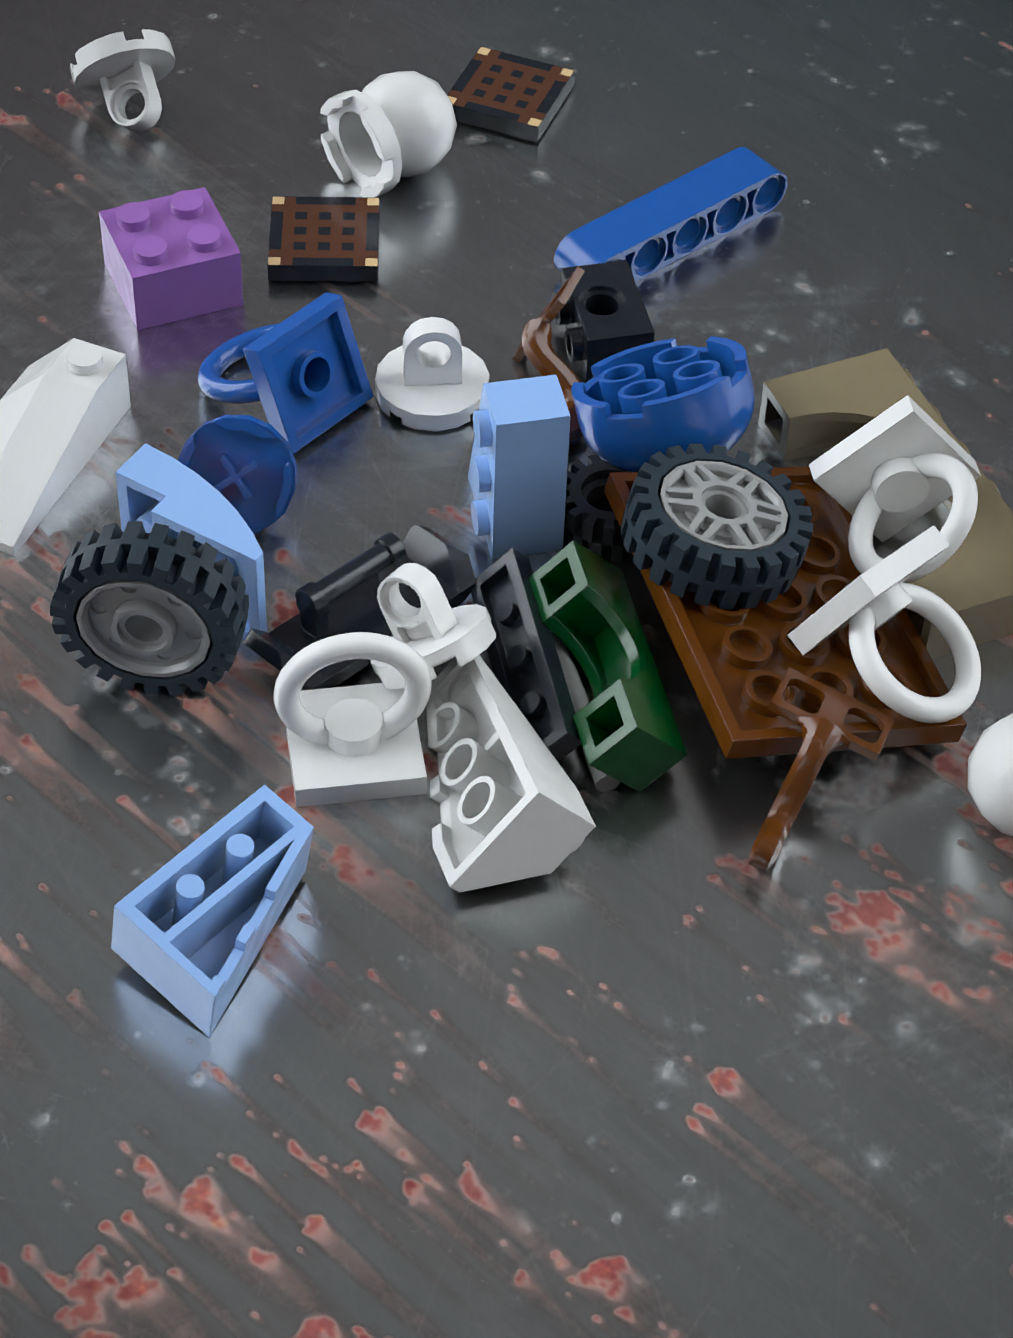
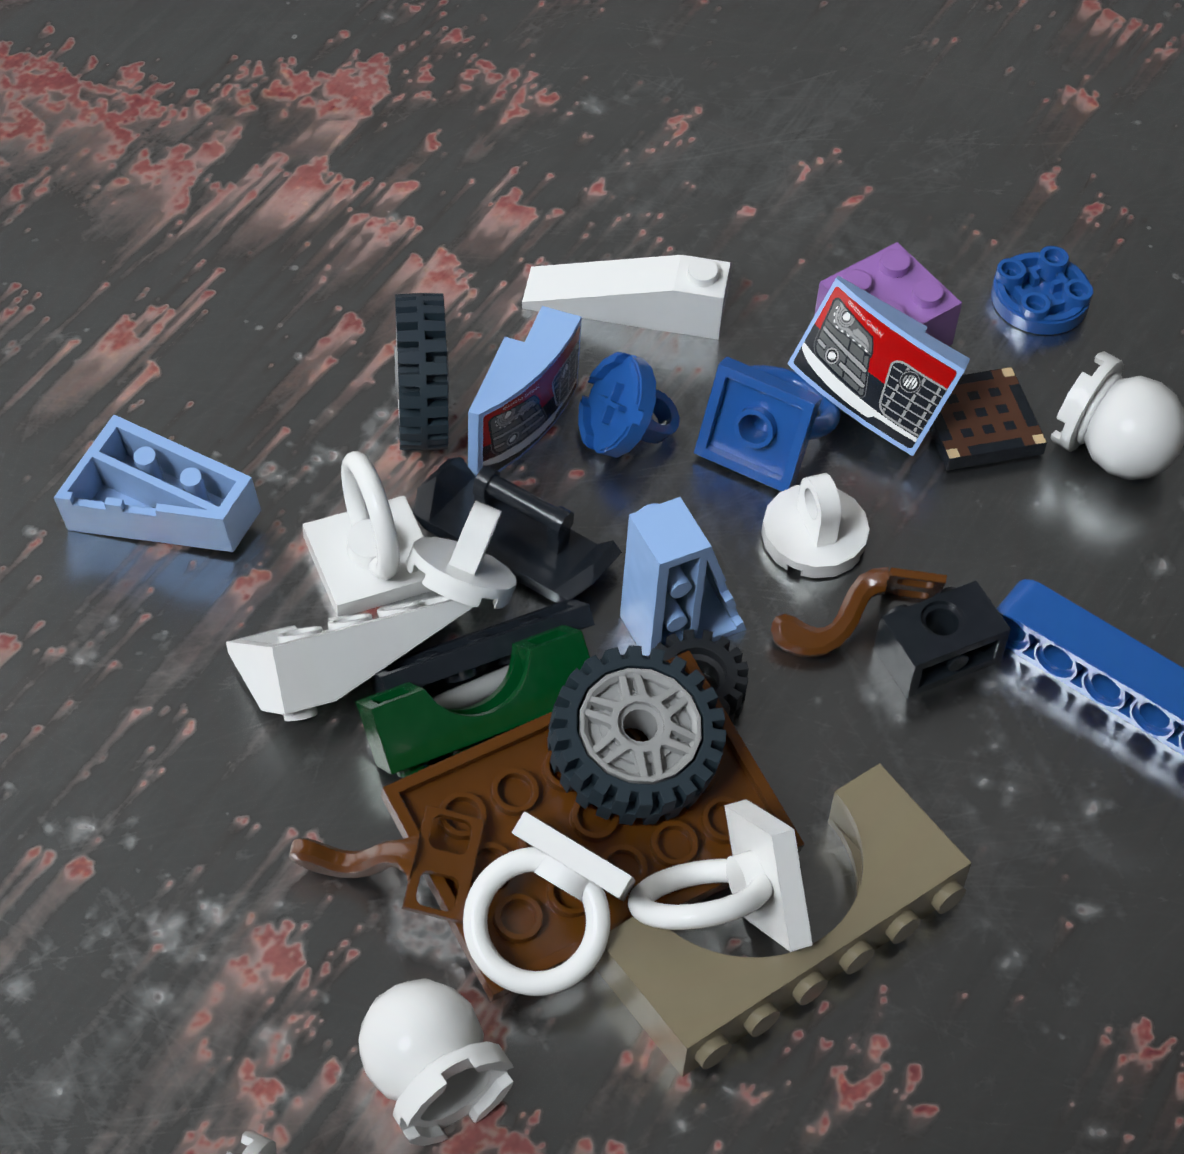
camera: 75 degrees right, 5 degrees up
(122, 68) = (1107, 227): white tile -> none
(171, 155) = (1041, 292): none -> blue tile
(267, 262) = (877, 365): none -> slope
(665, 399) = (805, 683): blue cylinder -> none

